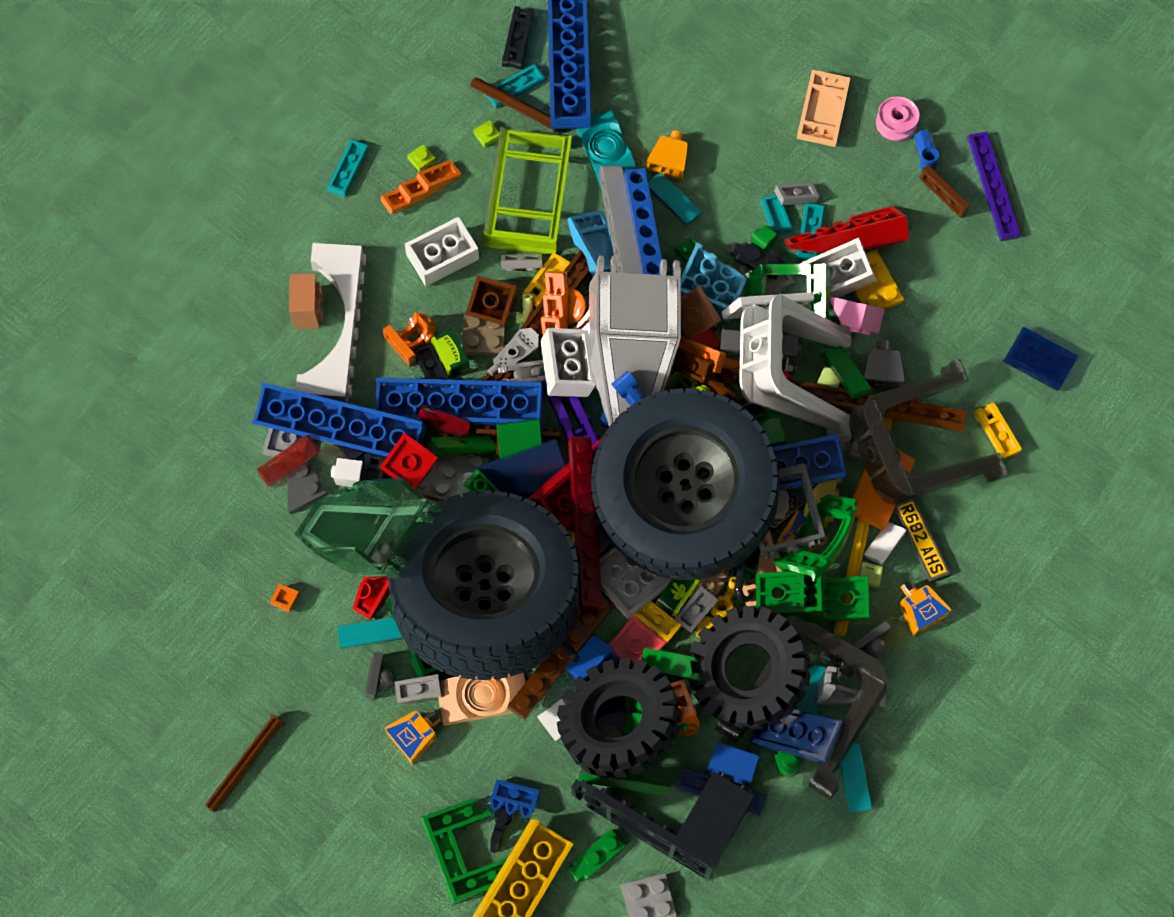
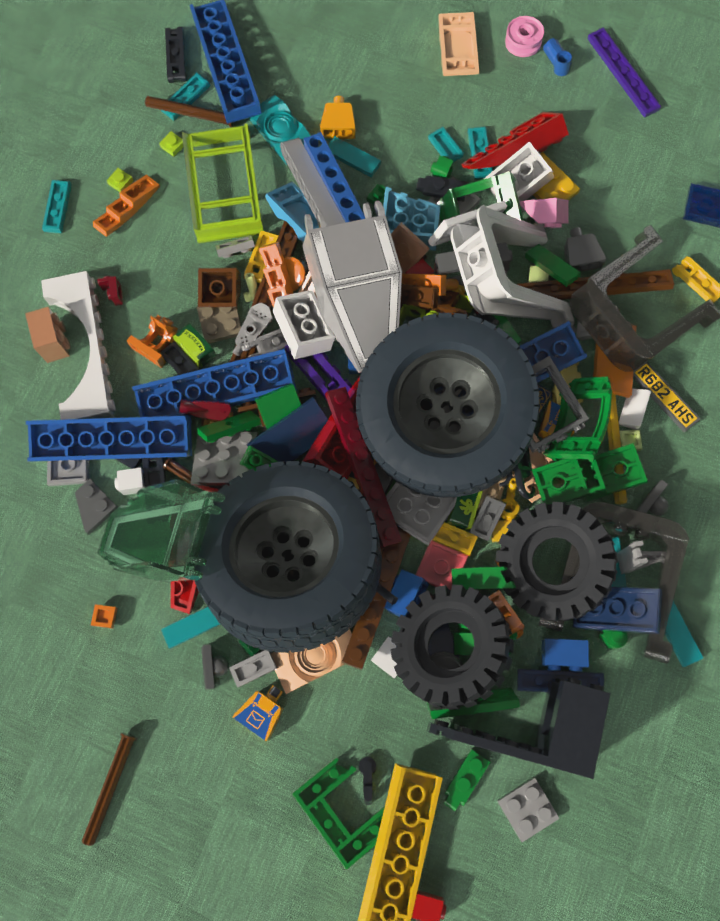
camera: 10 degrees left, 5 degrees up
(288, 460) = (72, 486): clear red tile -> none
(384, 270) = (113, 289): none -> dark red bracket
(409, 461) = (184, 457): red plate -> none
(442, 251) = (160, 256): white brick -> none
(514, 797) = (373, 747): blue plate -> none
(628, 388) = (367, 332): blue piece -> none
(796, 193) = (458, 122): light grey plate -> none
(922, 607) = (687, 457): torso -> none
(944, 191) = (584, 86): reddish brown tile -> none

